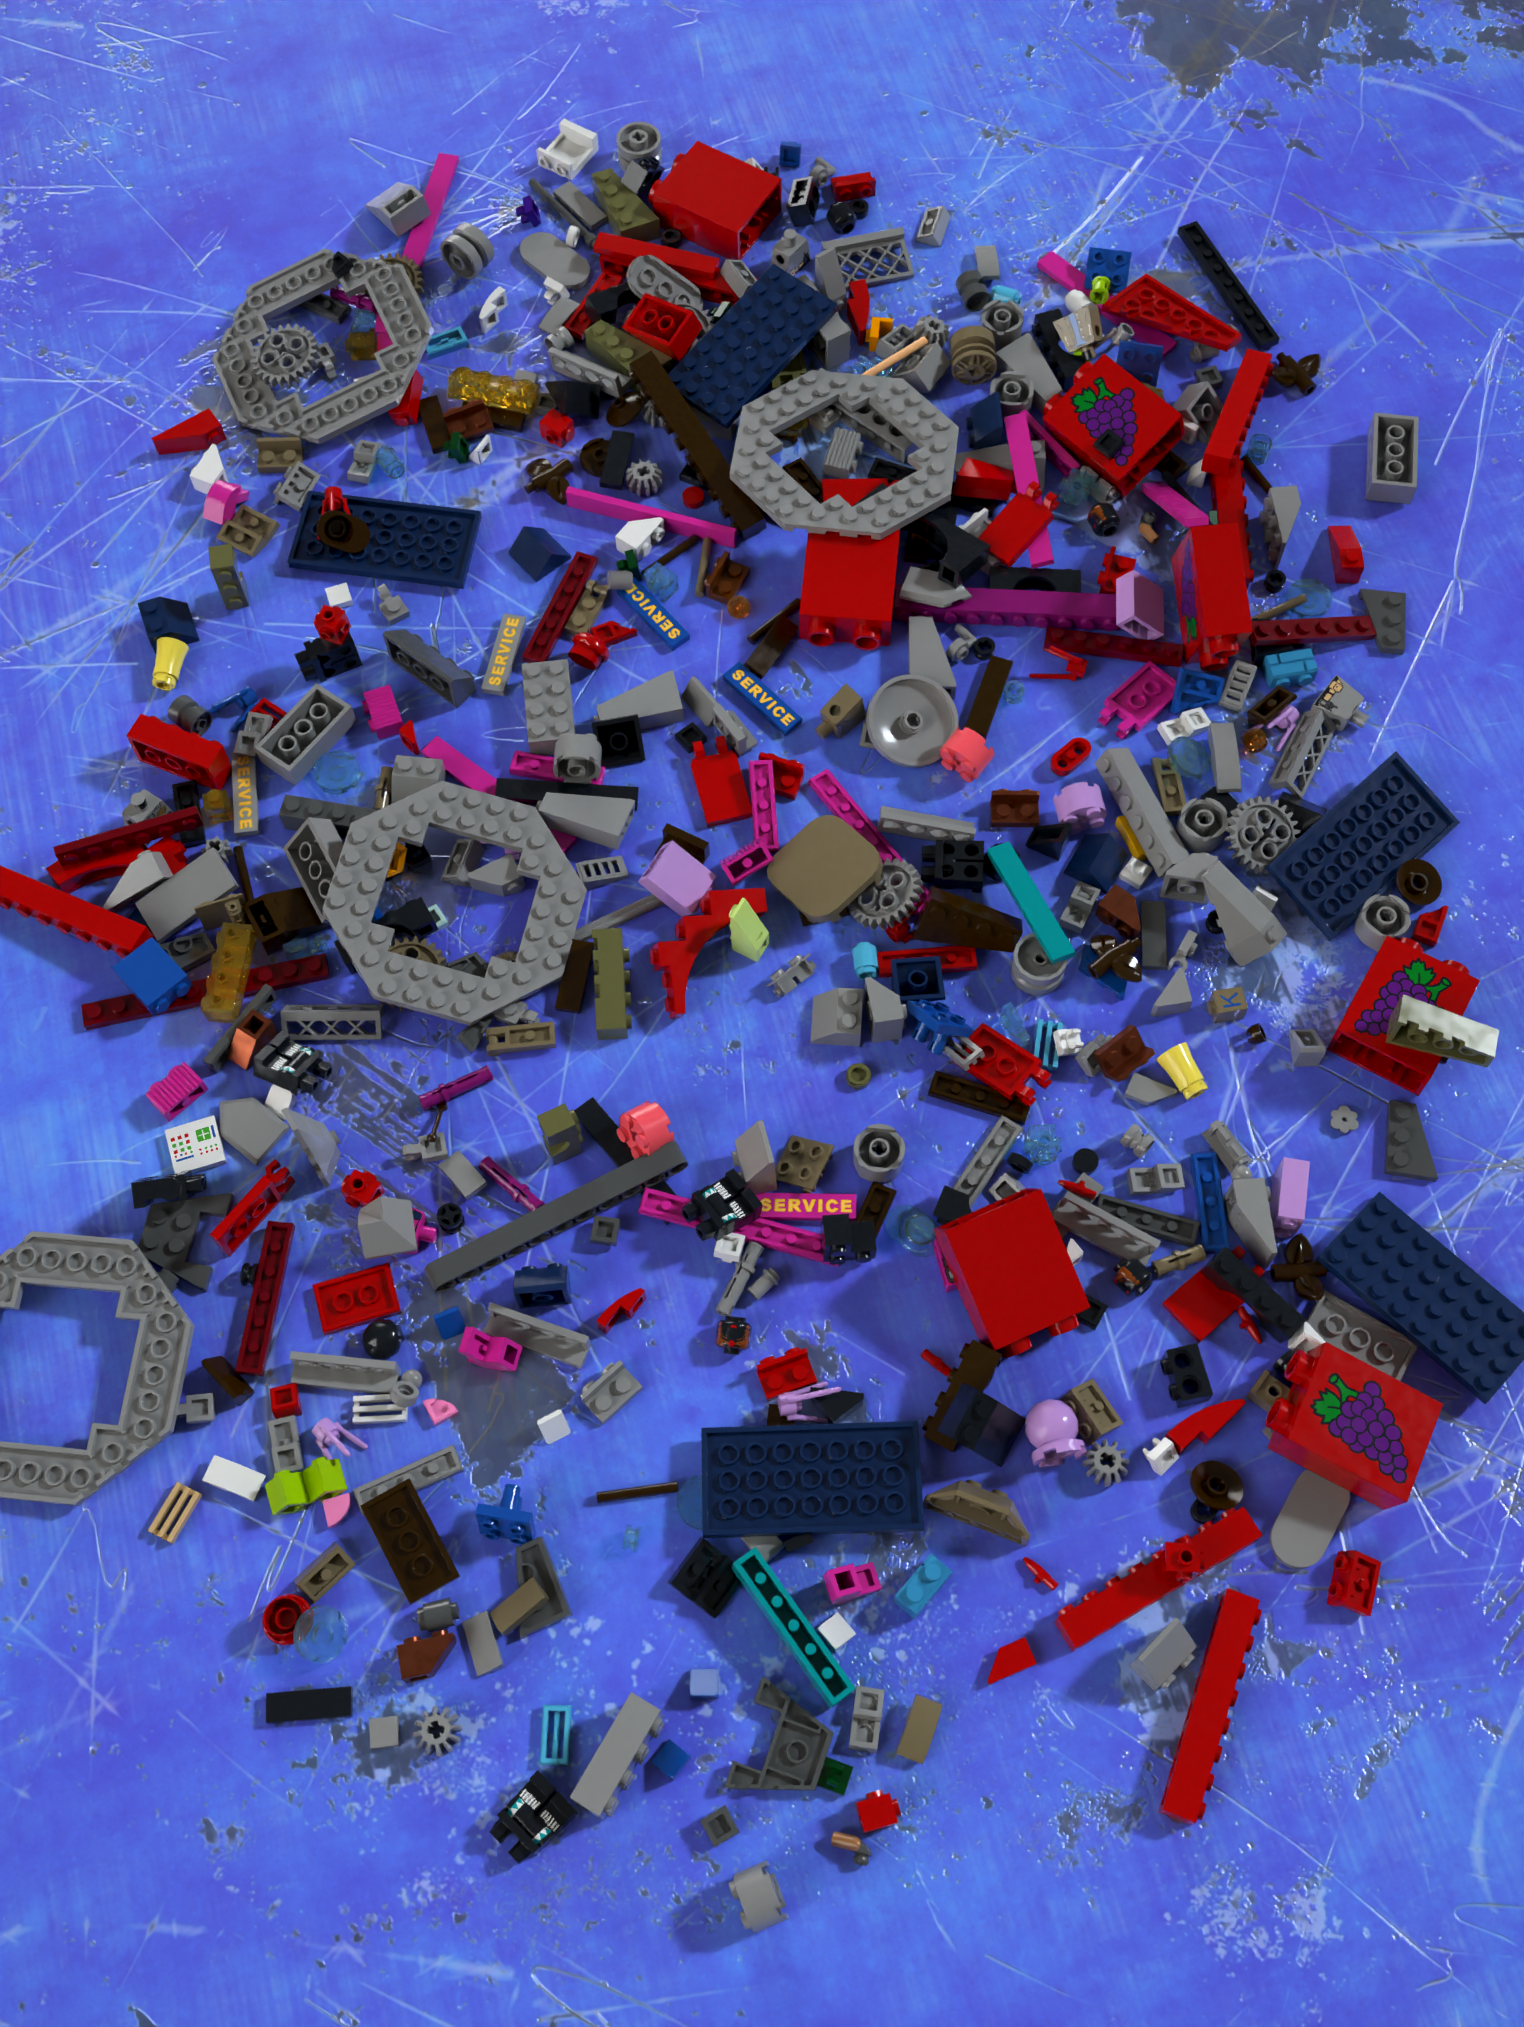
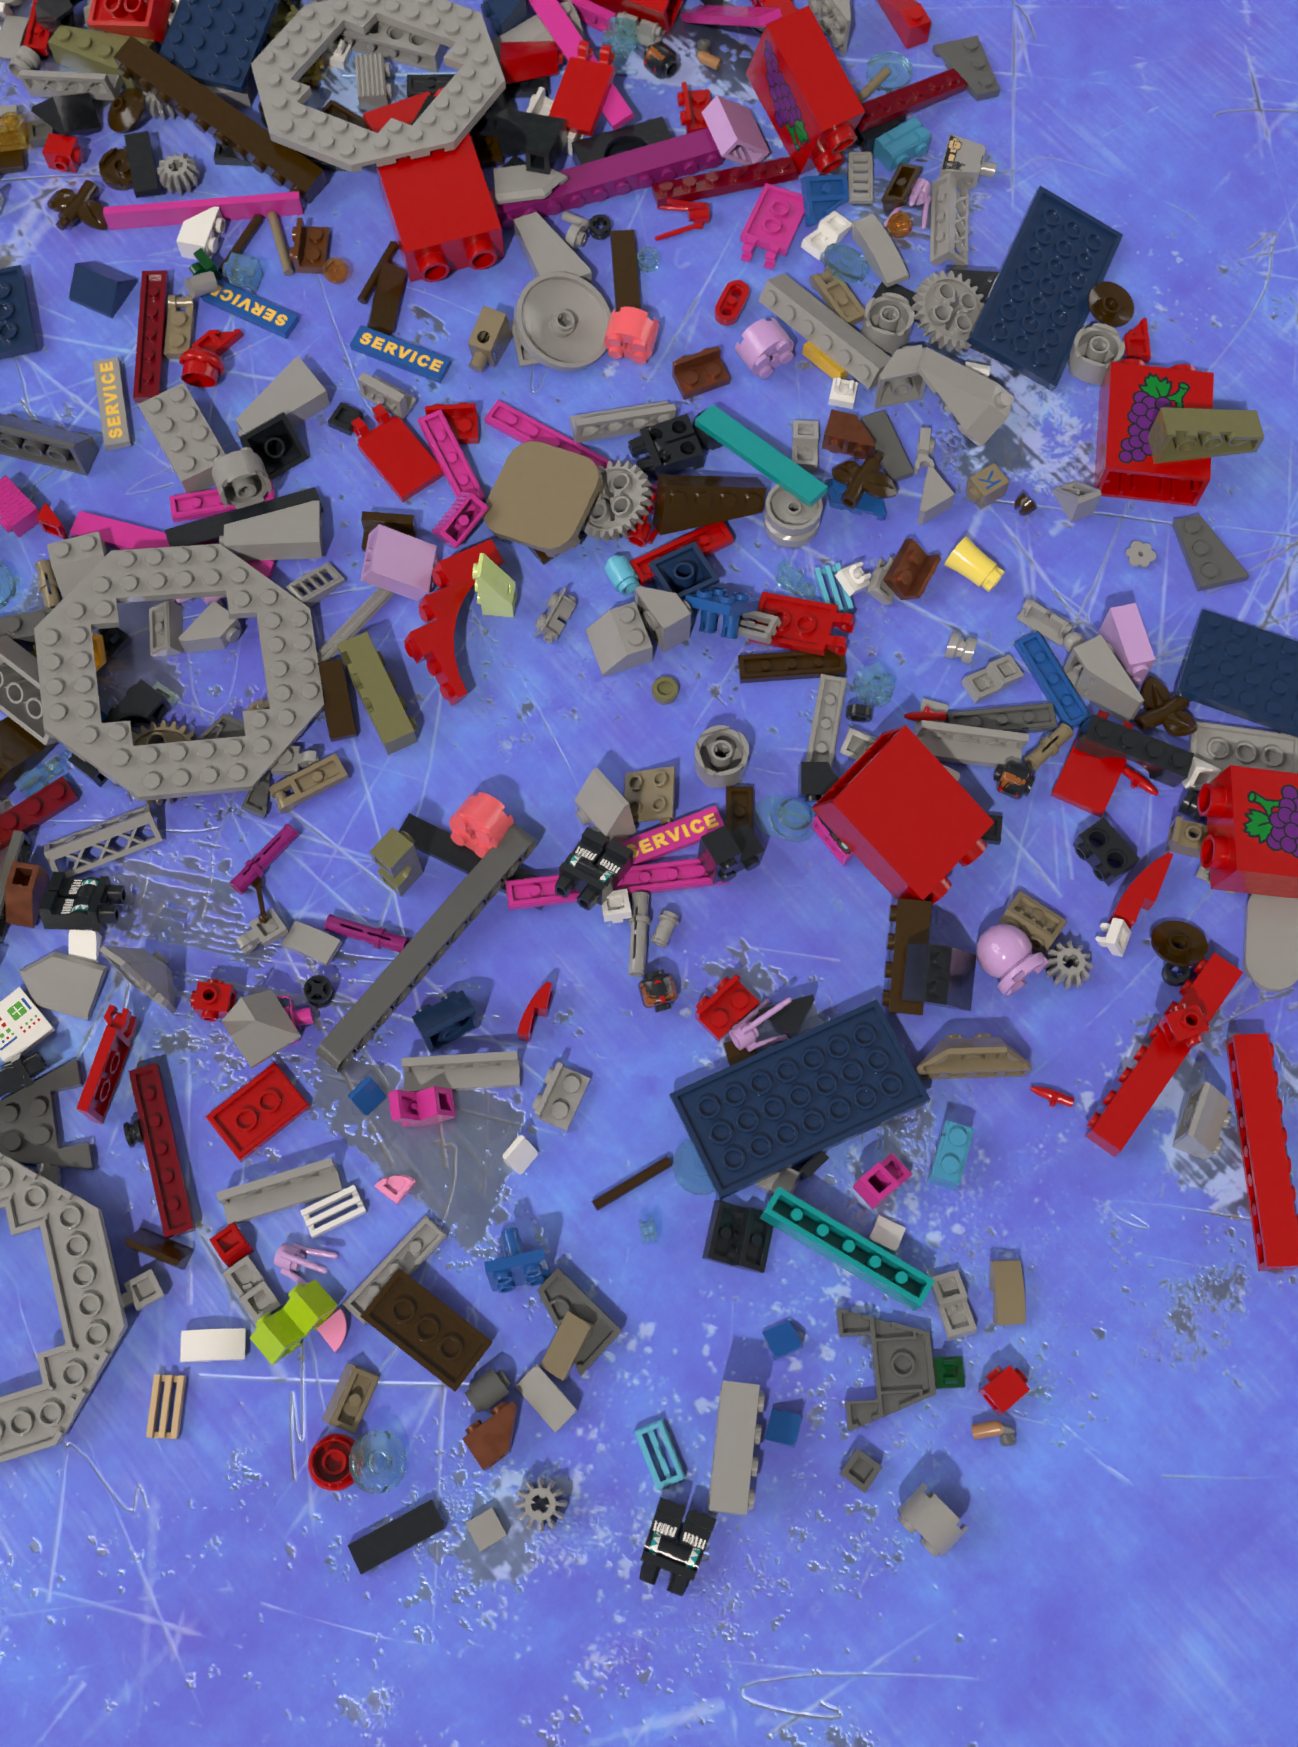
camera: 25 degrees left, 5 degrees up
(382, 1339) = (304, 1141): black hair -> none
(405, 1392) = (353, 1183): light grey plate -> none
(605, 1230) = (483, 940): dark grey plate -> none
(693, 497) = (238, 176): red tile -> none
(700, 701) = (339, 378): light grey slope -> none
(936, 1362) = (866, 937): red helmet -> none
(1011, 1660) = (1063, 1189): red tile -> none
(1050, 839) = (748, 389): black slope -> none
(1085, 1161) = (919, 687): black tile -> none
(1097, 861) = (801, 394): dark blue slope -> none
(1147, 1090) = (947, 597): light grey tile -> none
(1213, 927) = (939, 418): black bush -> none
(1274, 587) = (850, 59): black bush -> none

